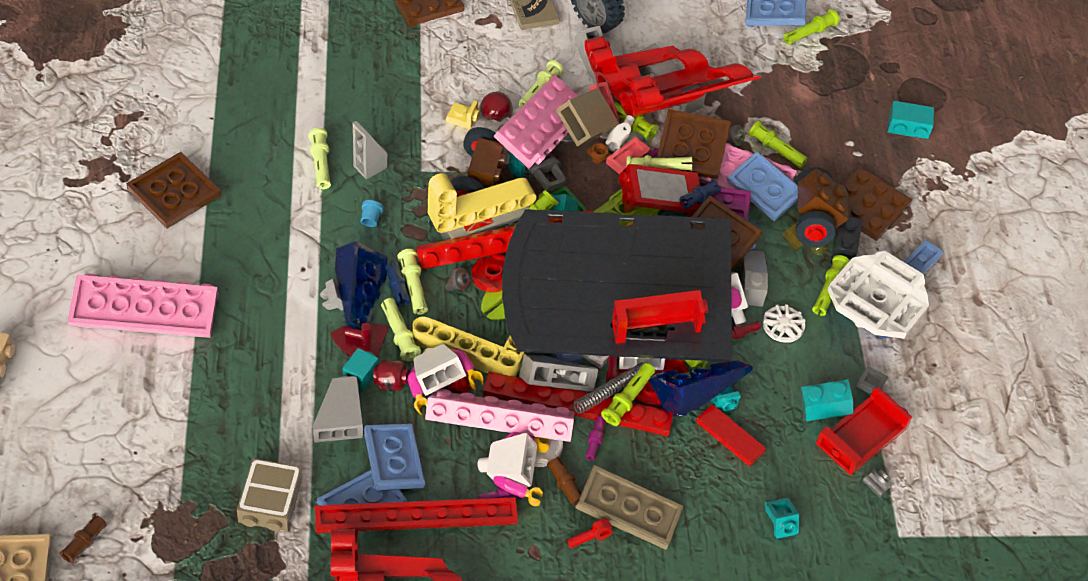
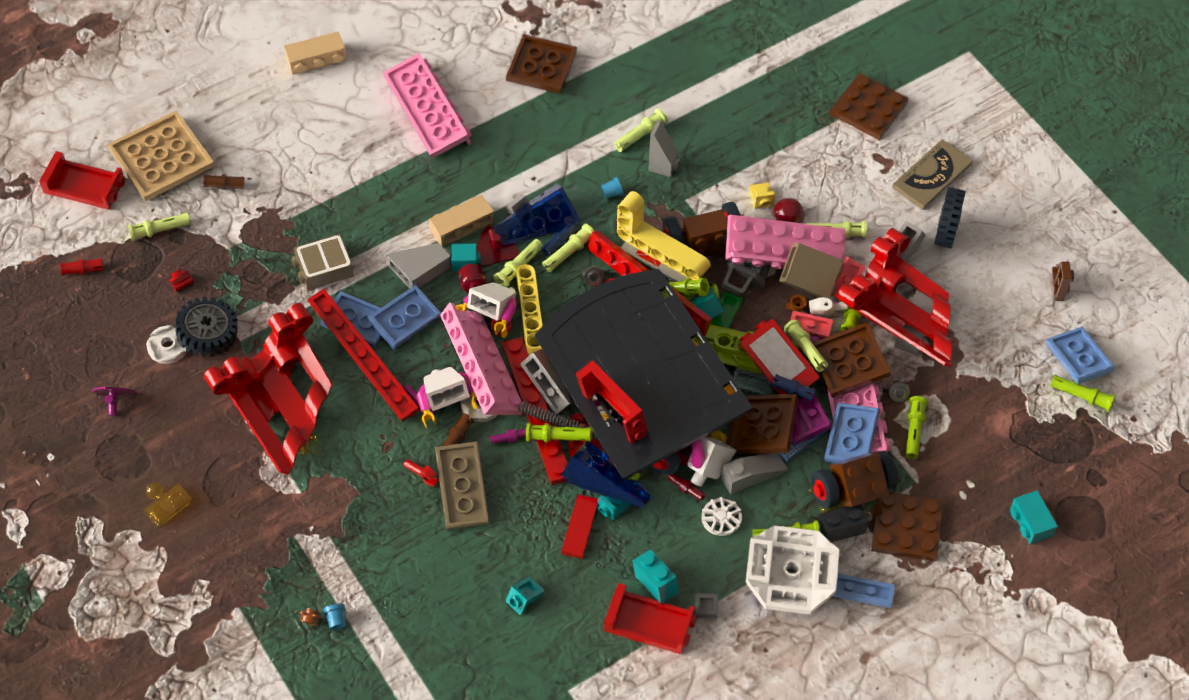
camera: 65 degrees right, 5 degrees up
(312, 349) = (461, 220): none -> tan brick
(878, 482) = (607, 652): flat silver plate -> none

